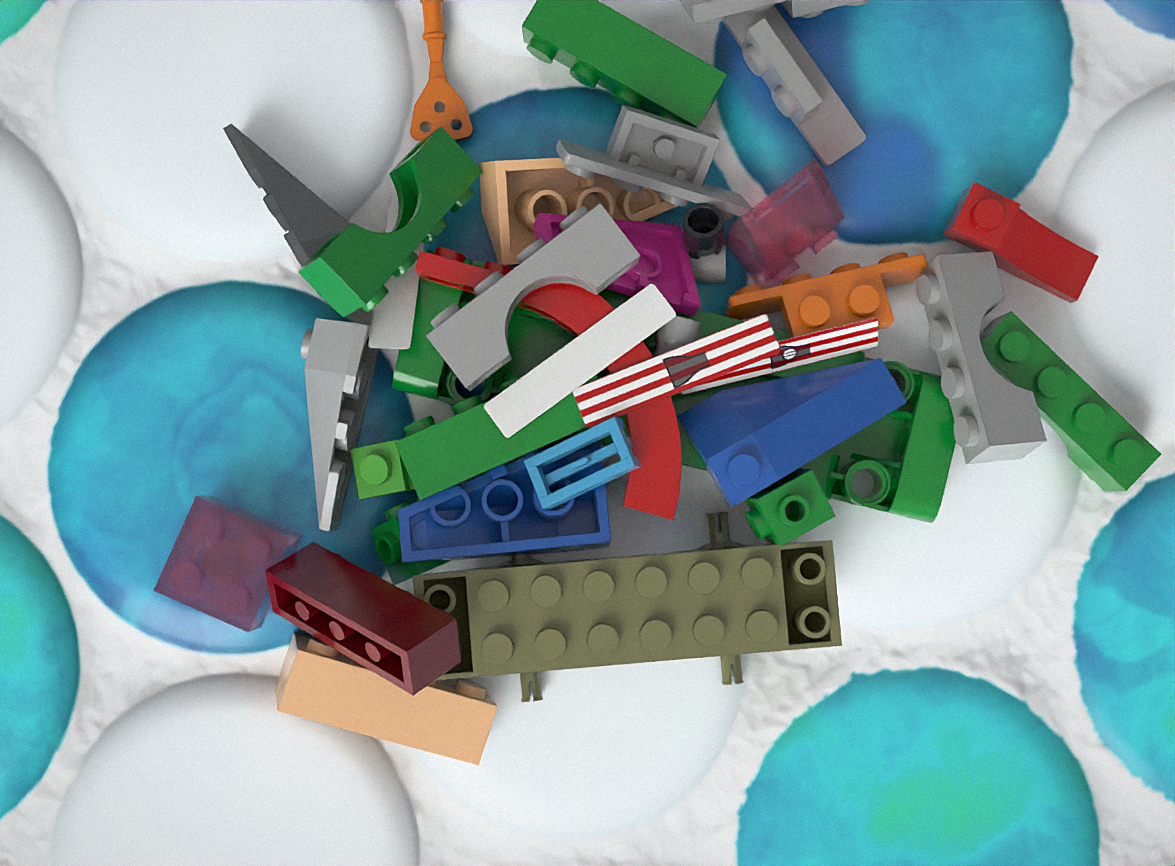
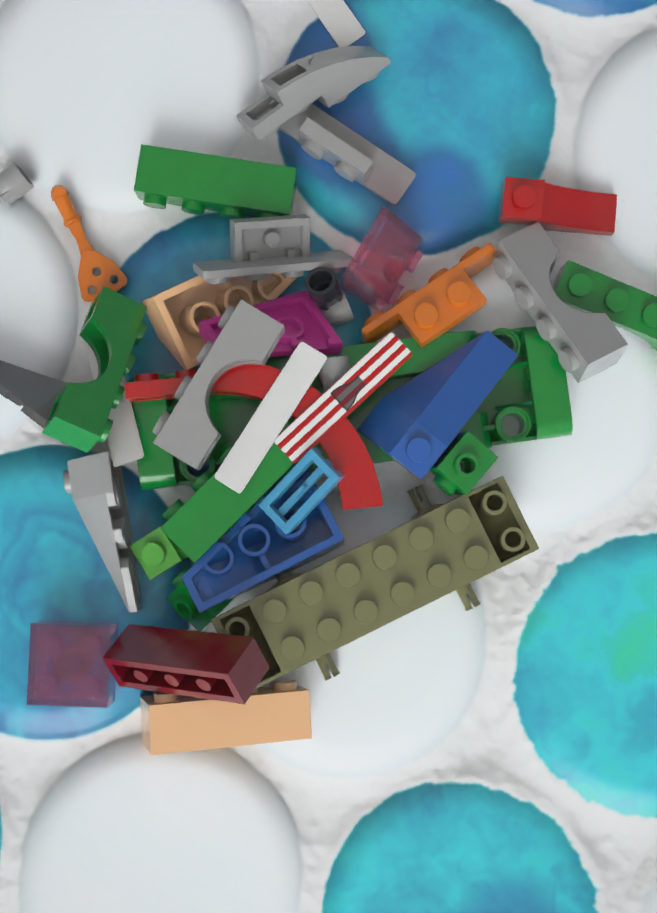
camera: 20 degrees left, 0 degrees up
(805, 350) = (430, 346): sticker -> none

